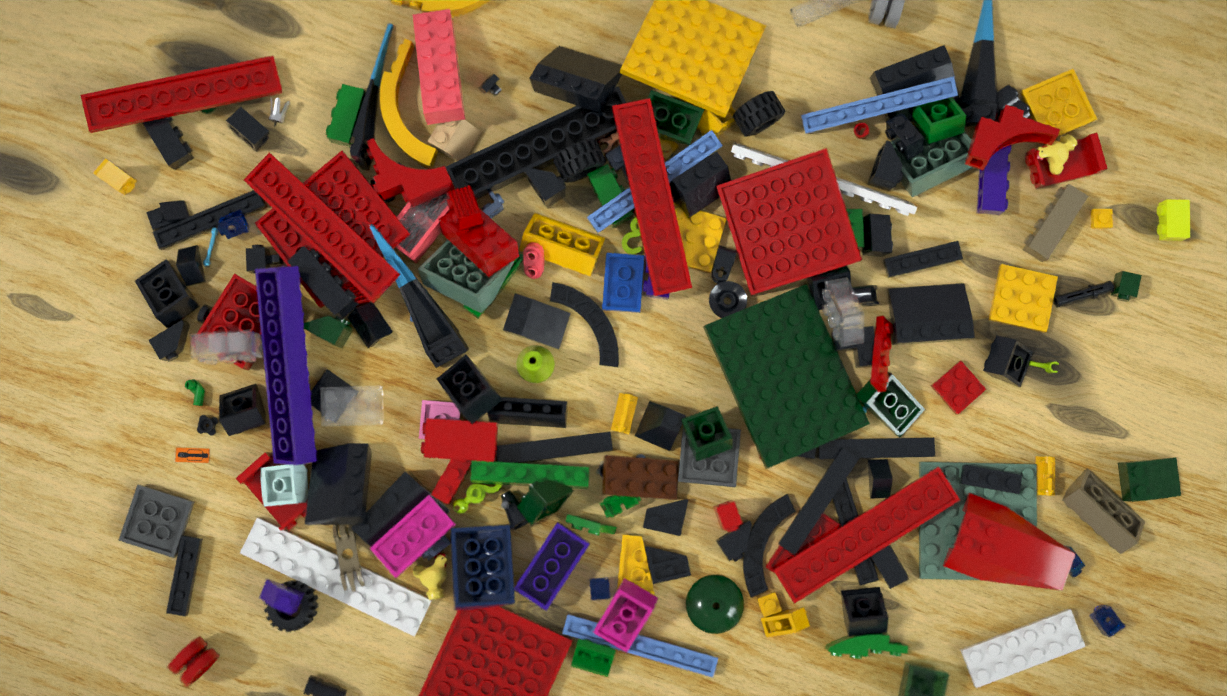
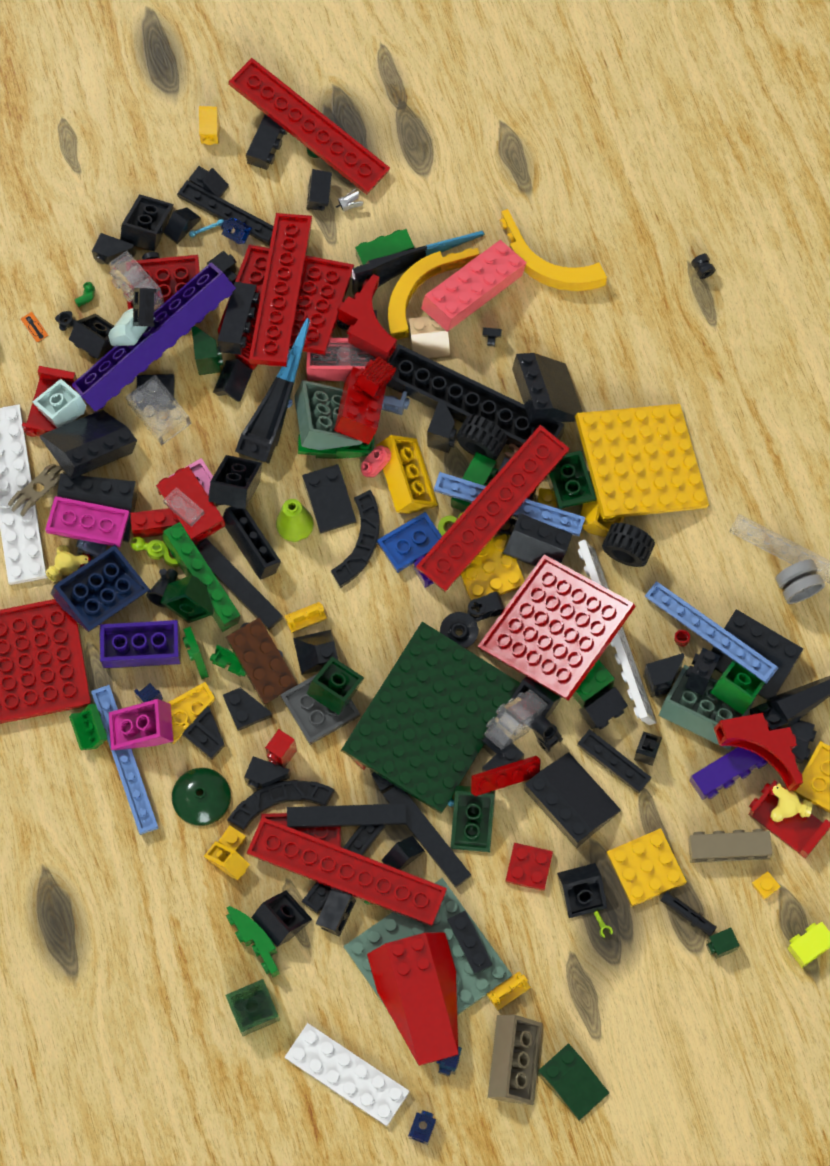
camera: 55 degrees right, 15 degrees down
(258, 358) = (143, 307): none -> black hinge
(263, 379) = (124, 332): none -> light aqua slope
(462, 448) = (183, 506): none -> clear plate
(931, 224) = (647, 748): none -> black slope

